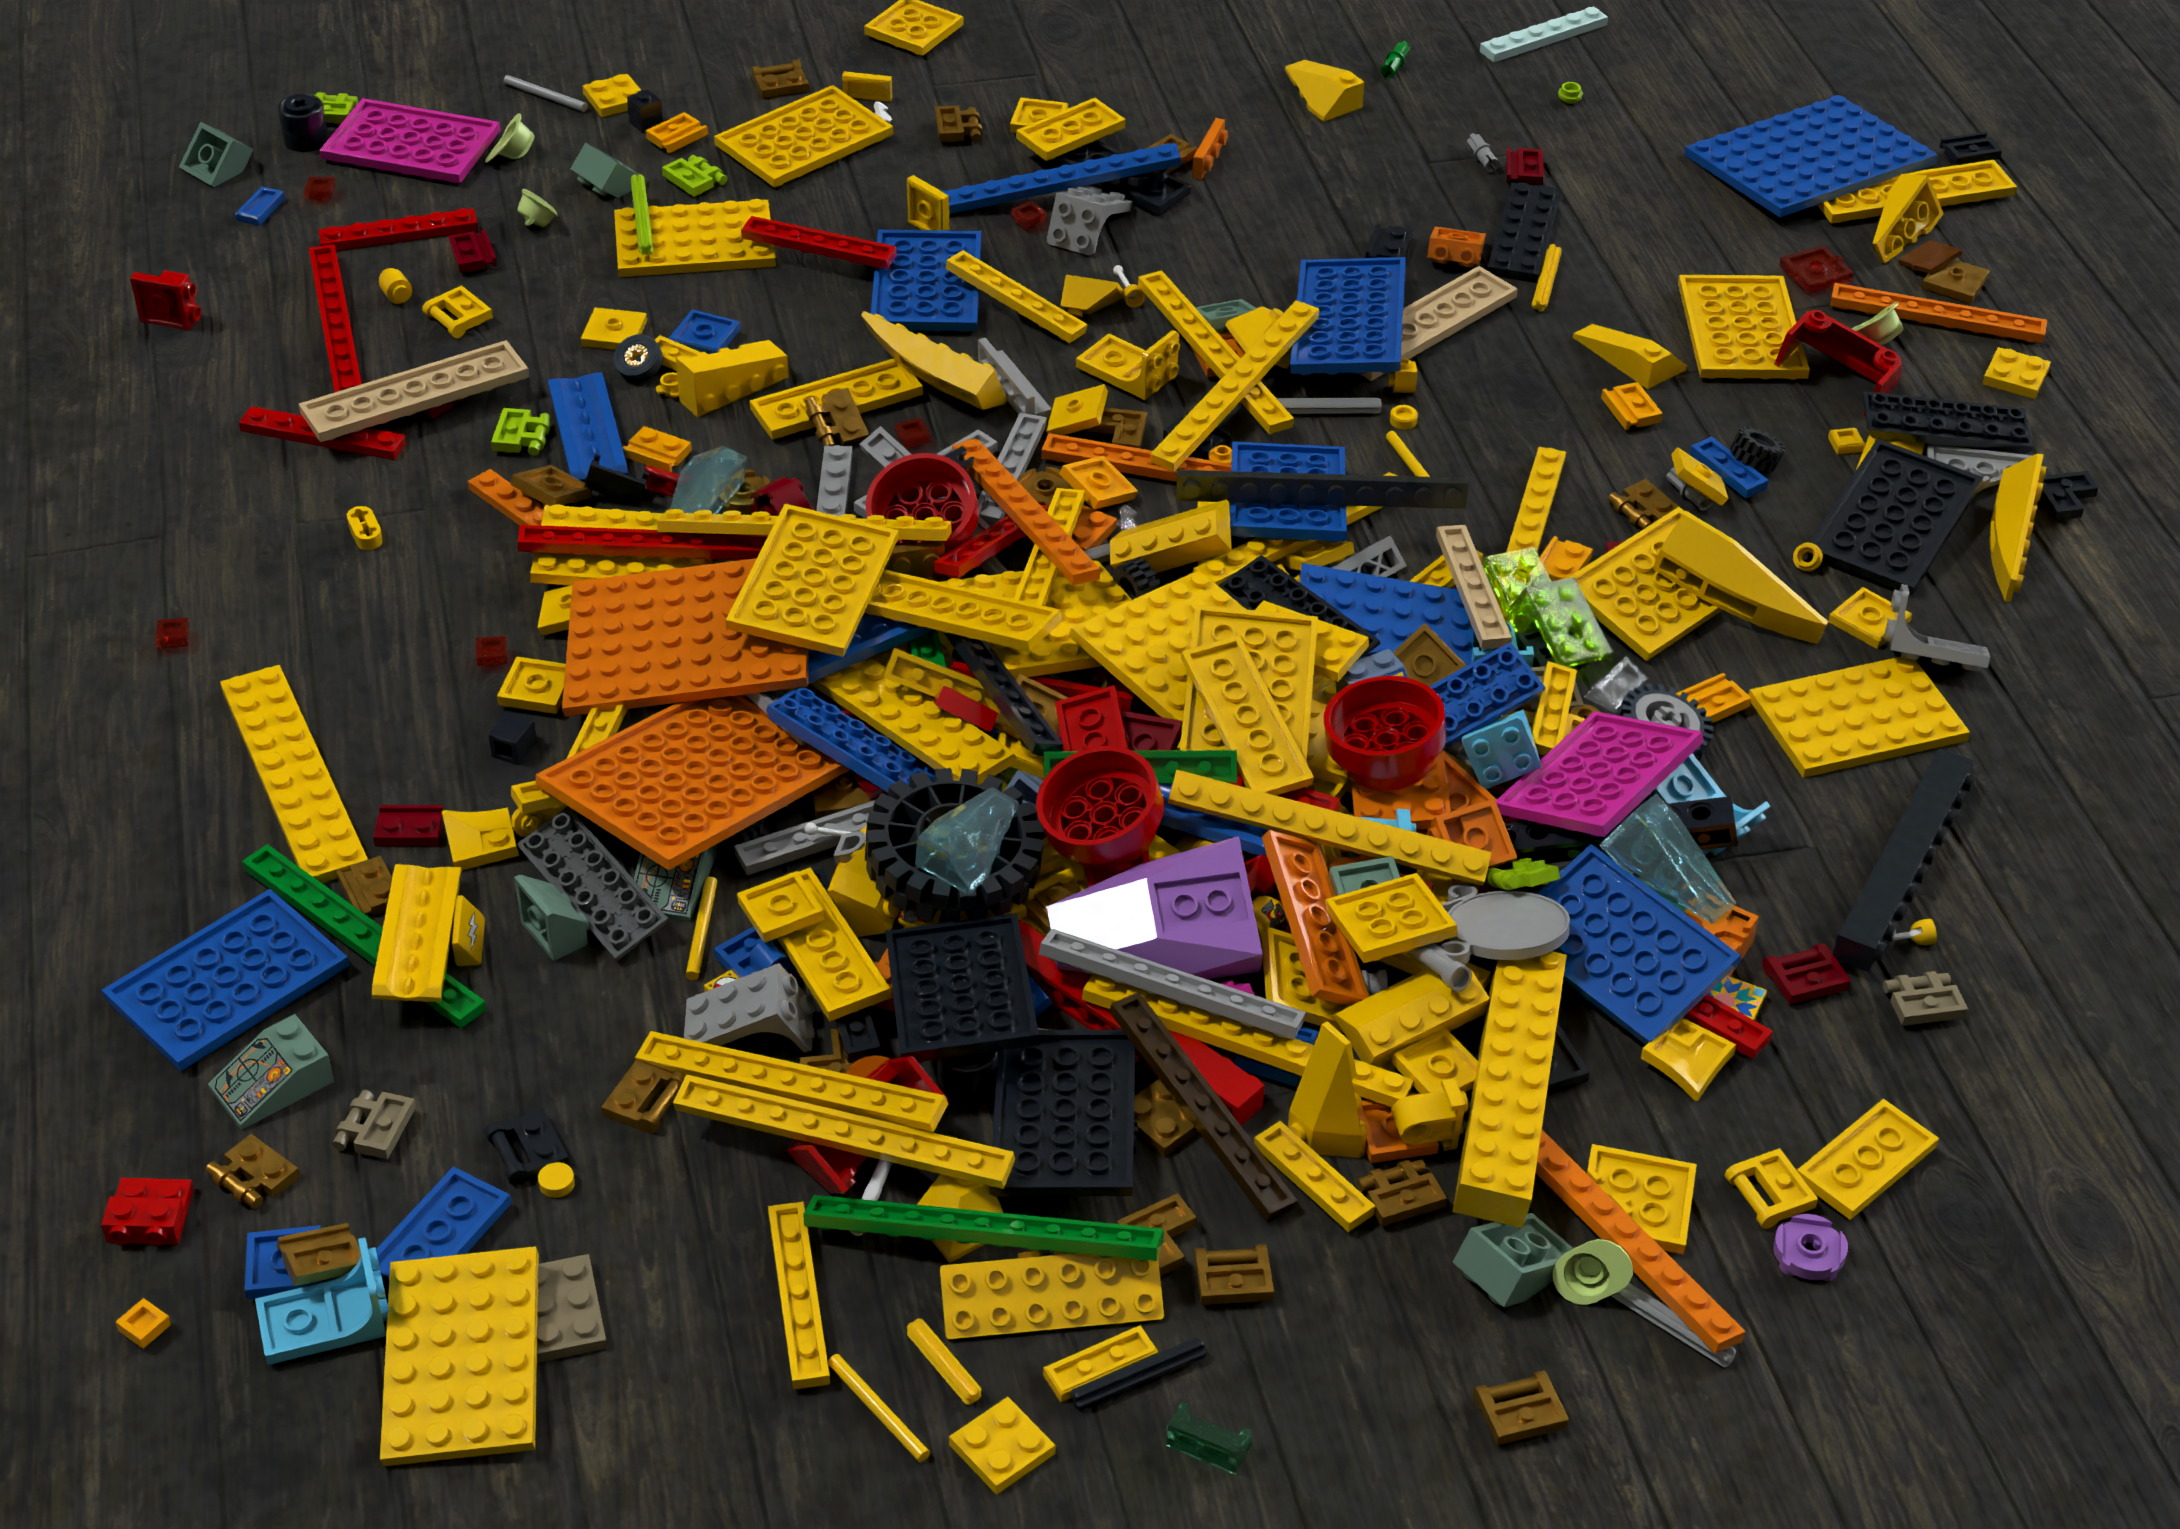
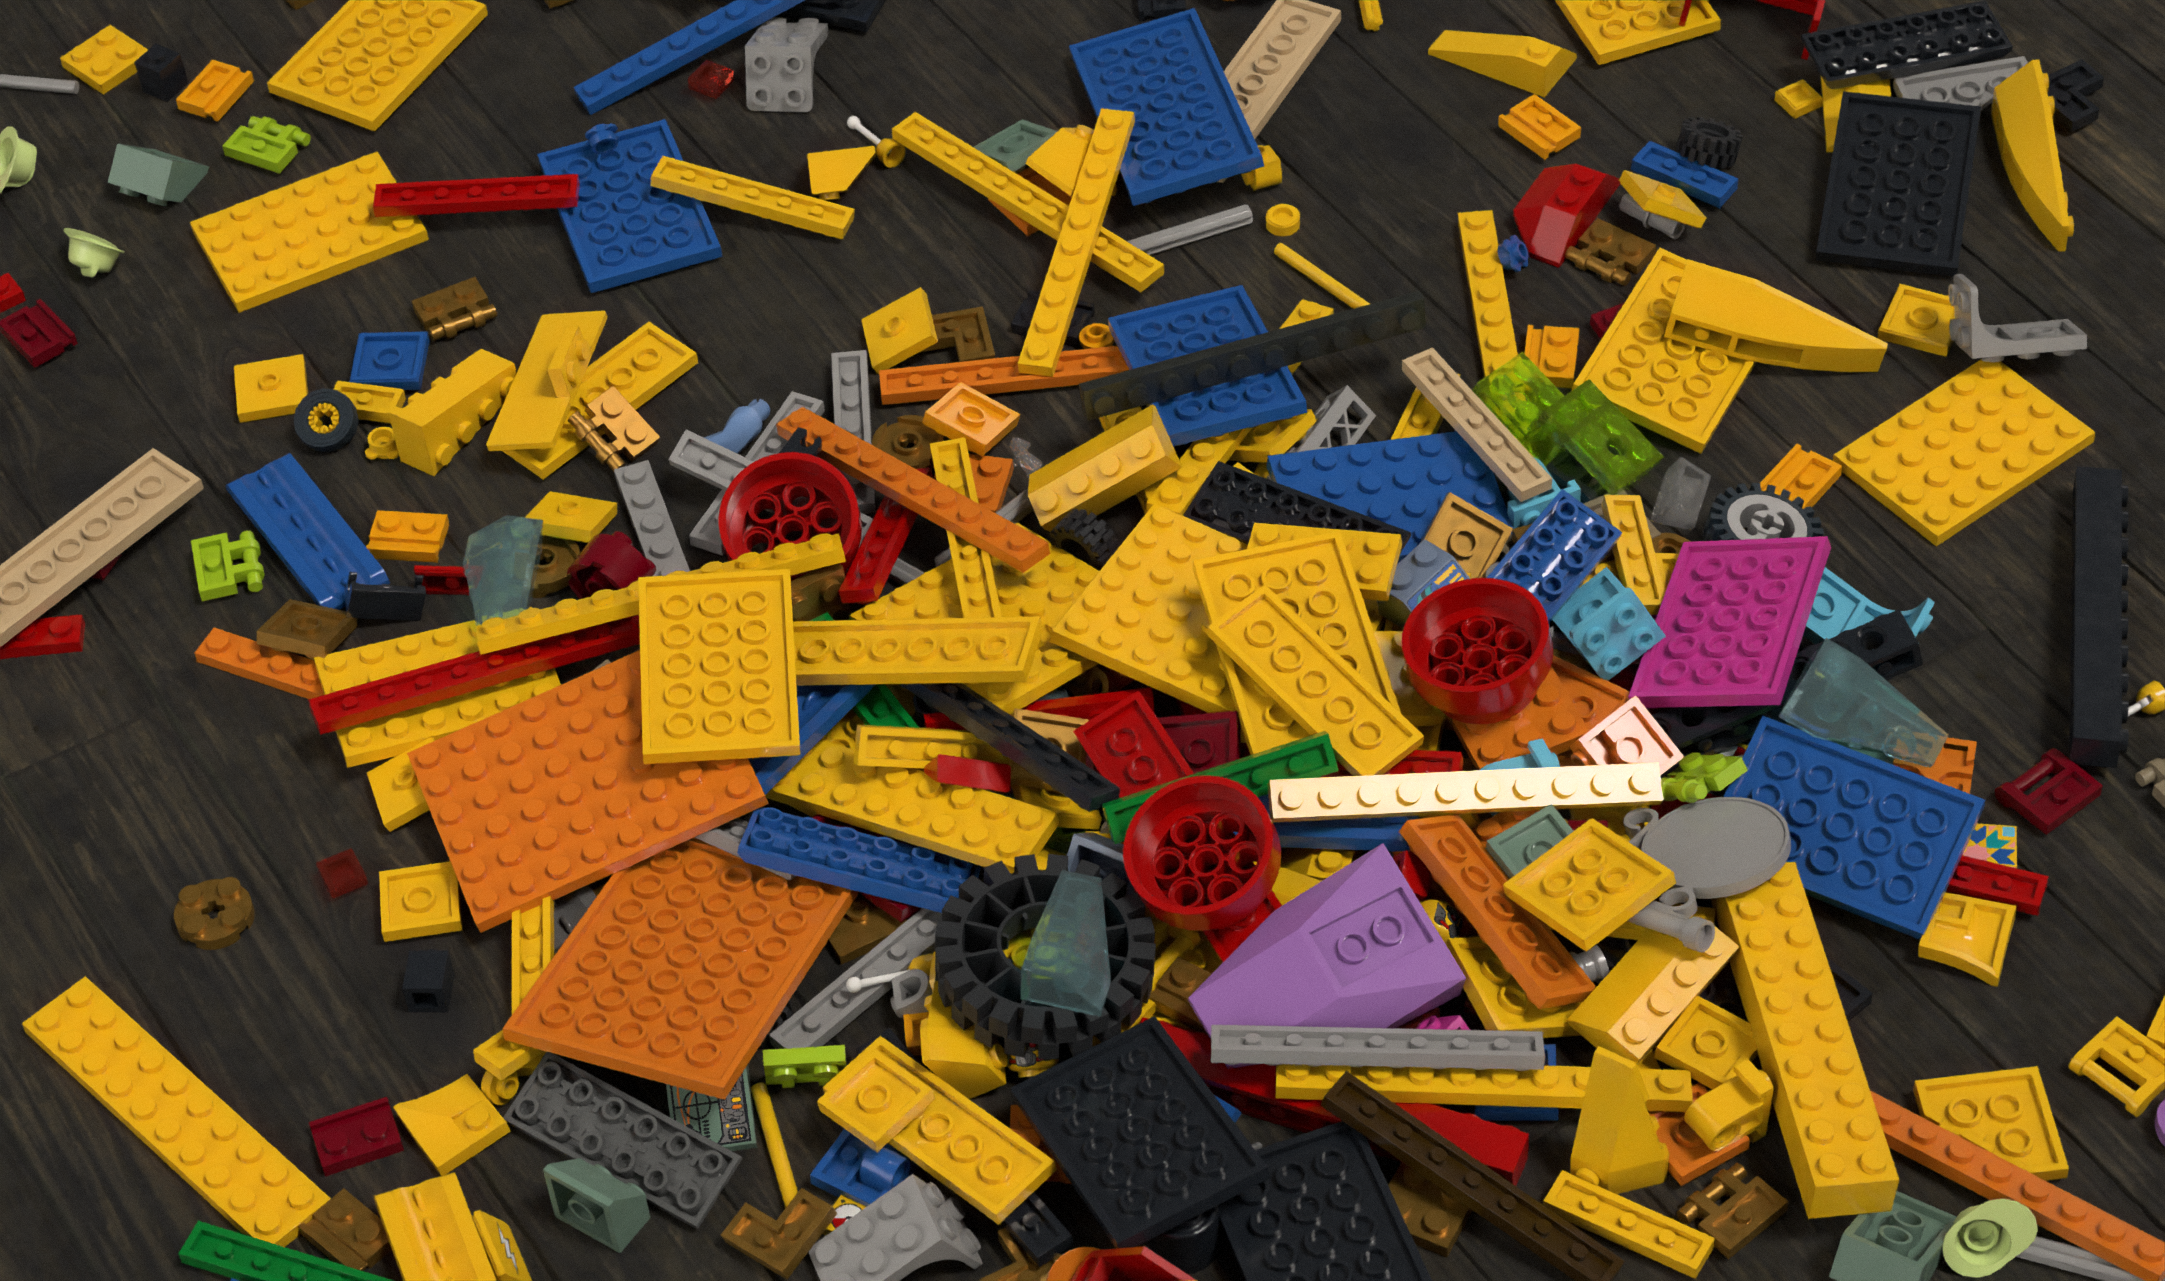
camera: 15 degrees left, 5 degrees up
(368, 526) = (89, 761): yellow beam -> none
(402, 643) = (215, 894): none -> pearl gold plate
(463, 305) = (64, 413): yellow plate -> none
(641, 214) = (233, 220): lime axle -> none
(671, 987) = (783, 1241): none -> pearl gold plate
(743, 870) = (803, 1065): none -> lime plate
(768, 313) = (454, 309): none -> pearl gold plate
(773, 464) = (573, 516): none -> yellow plate
(804, 374) = (547, 381): none -> yellow bracket
(912, 433) = (709, 417): clear red plate -> none
(927, 205) = (586, 104): yellow tile -> none
(927, 229) = (602, 138): none -> blue plate
(931, 440) = (742, 426): none -> medium blue arm
(938, 364) = (704, 319): yellow wedge -> none
(1017, 388) = (799, 314): light grey fence -> none
(1130, 366) = (932, 249): yellow bracket -> none
(1566, 485) = (1513, 254): none -> blue plate
(1620, 464) = (1561, 209): none -> red wedge
(1801, 551) = (1813, 258): yellow plate -> none

